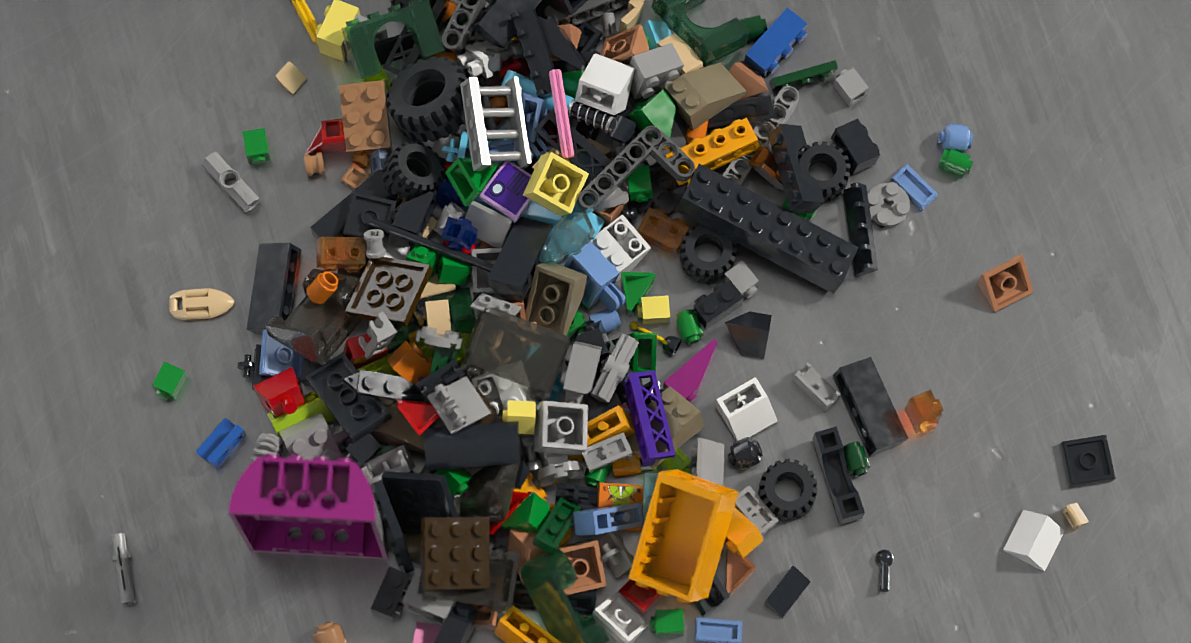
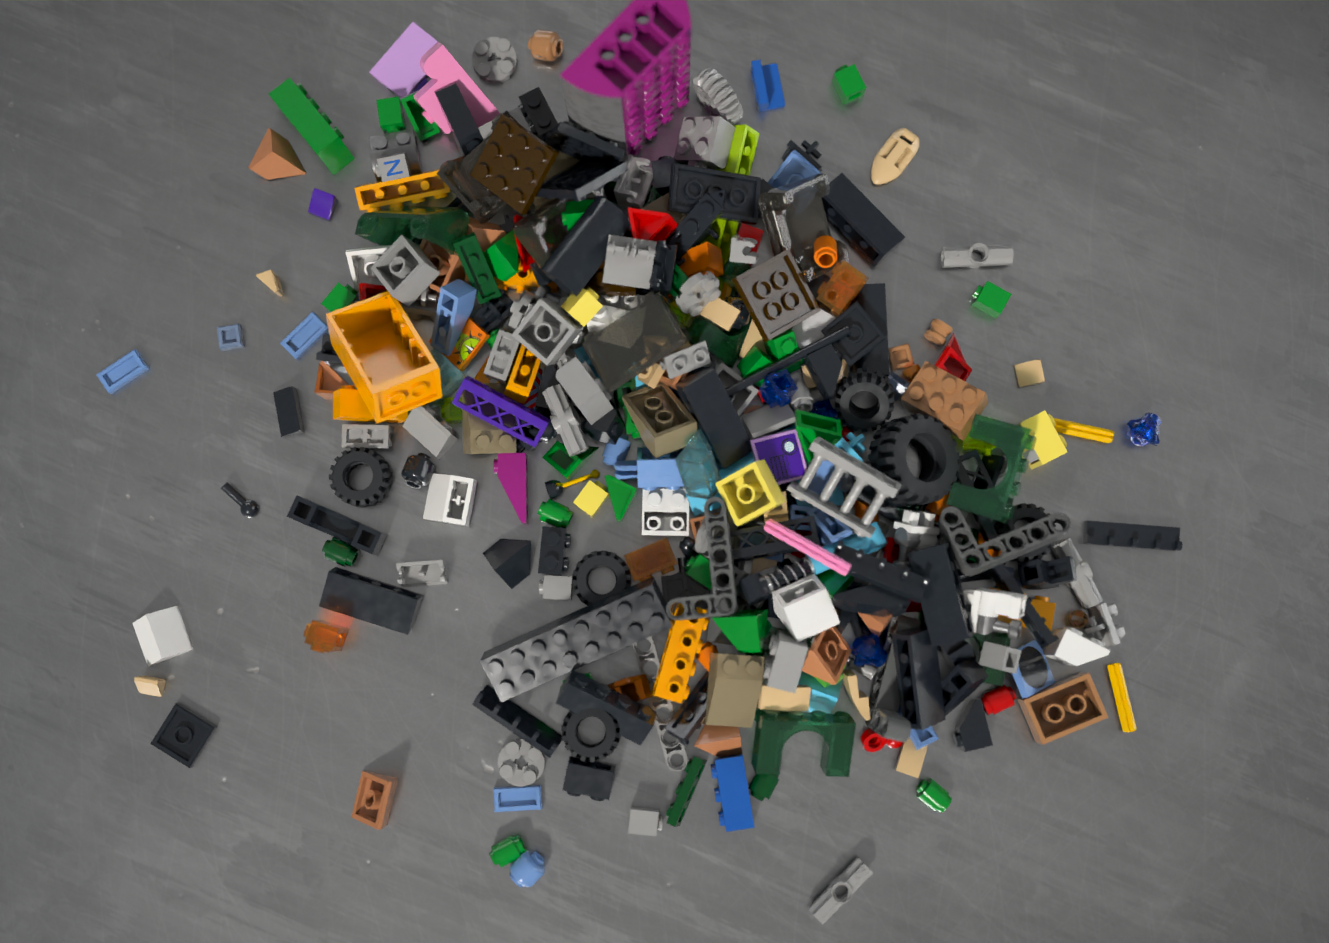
camera: 135 degrees right, 10 degrees up
(281, 393) = (763, 153): red torso -> none
(374, 243) = (829, 318): light grey bush -> none
(596, 26) = (868, 651): none -> clear blue rock
(604, 578) = (405, 270): none -> light grey brick

